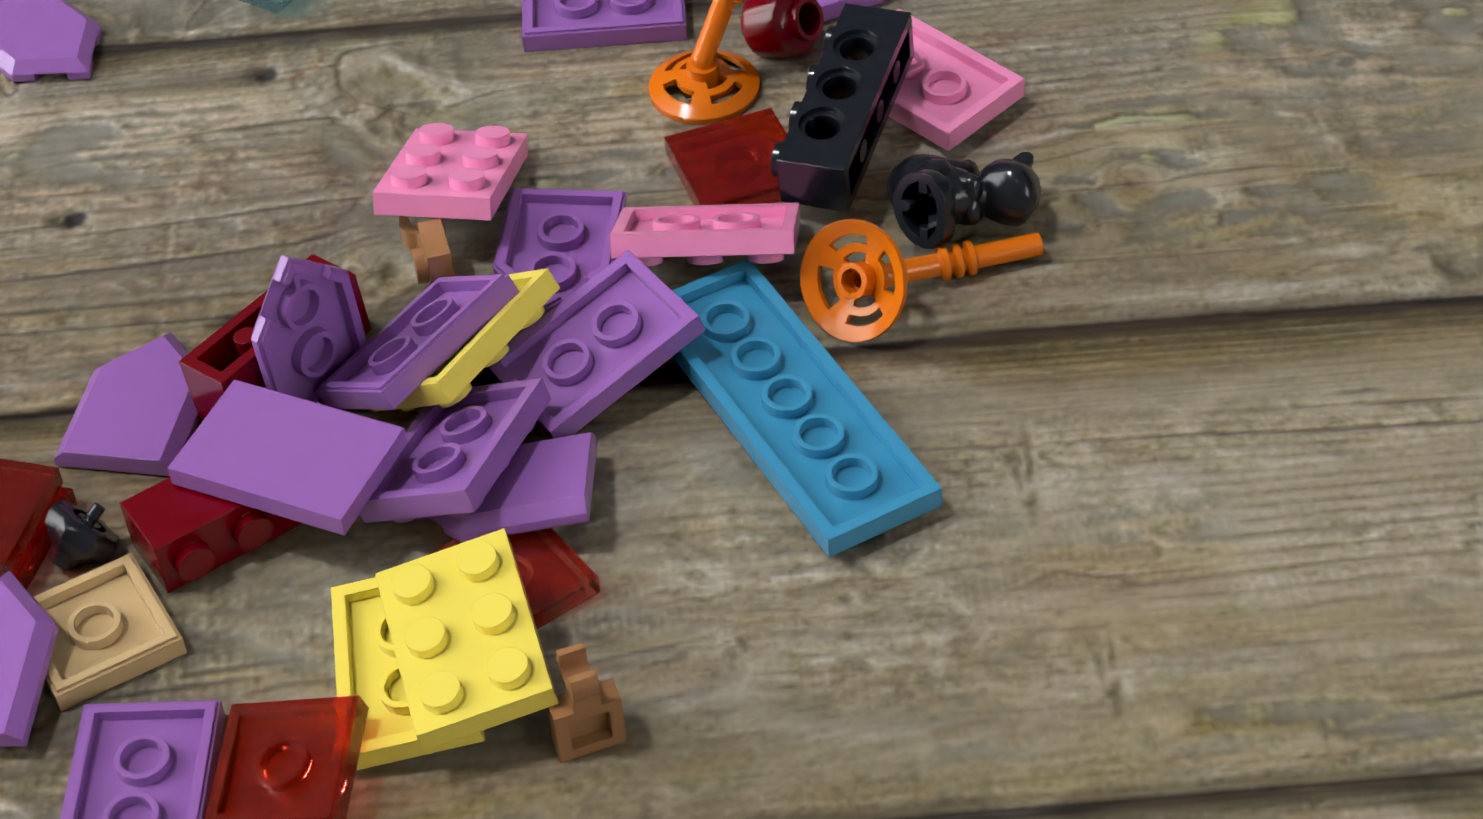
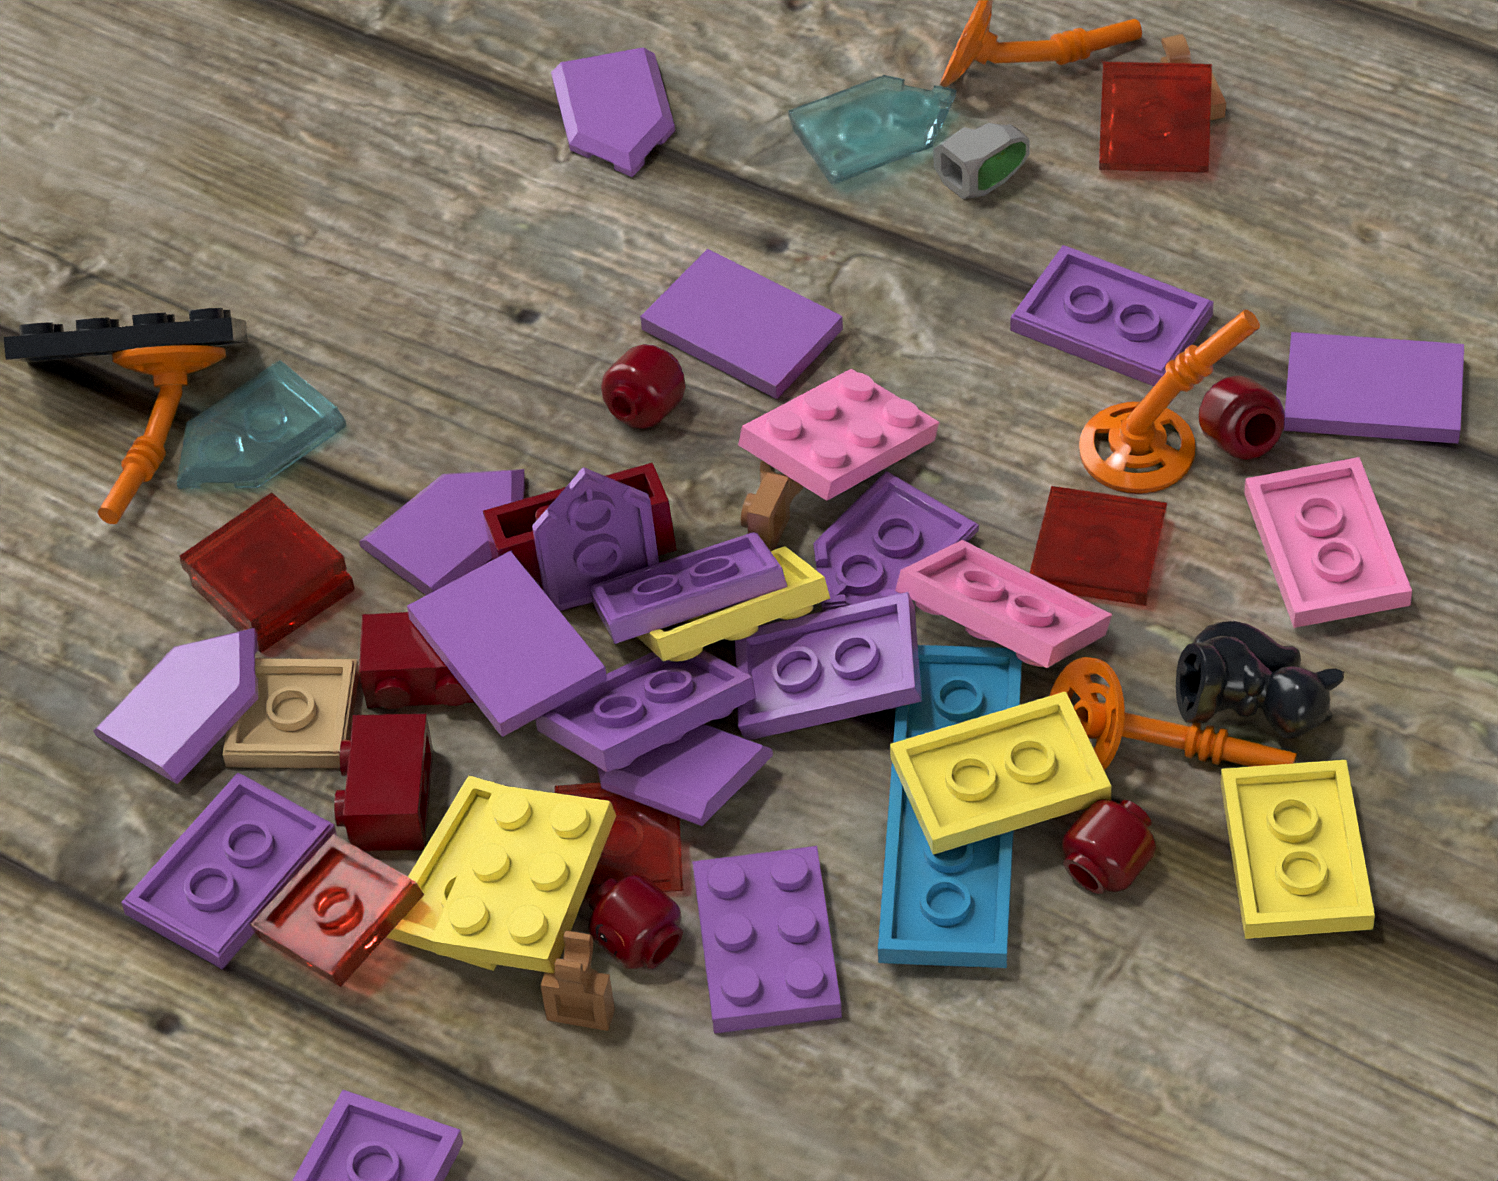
camera: 35 degrees right, 5 degrees up
(78, 535) = (327, 622): black piece -> none
(241, 211) = (643, 386): none -> dark red head
(248, 635) = (386, 782): none -> dark red brick
(284, 139) = (742, 323): none -> medium lavender tile
(590, 617) = (635, 922): none -> dark red head
(713, 590) = (766, 940): none -> medium lavender plate
(821, 350) = (999, 772): none -> light yellow plate
(844, 107) = (1213, 541): black brick -> none
(950, 368) = (1108, 846): none -> dark red head
(1100, 299) = (1296, 849): none -> light yellow plate

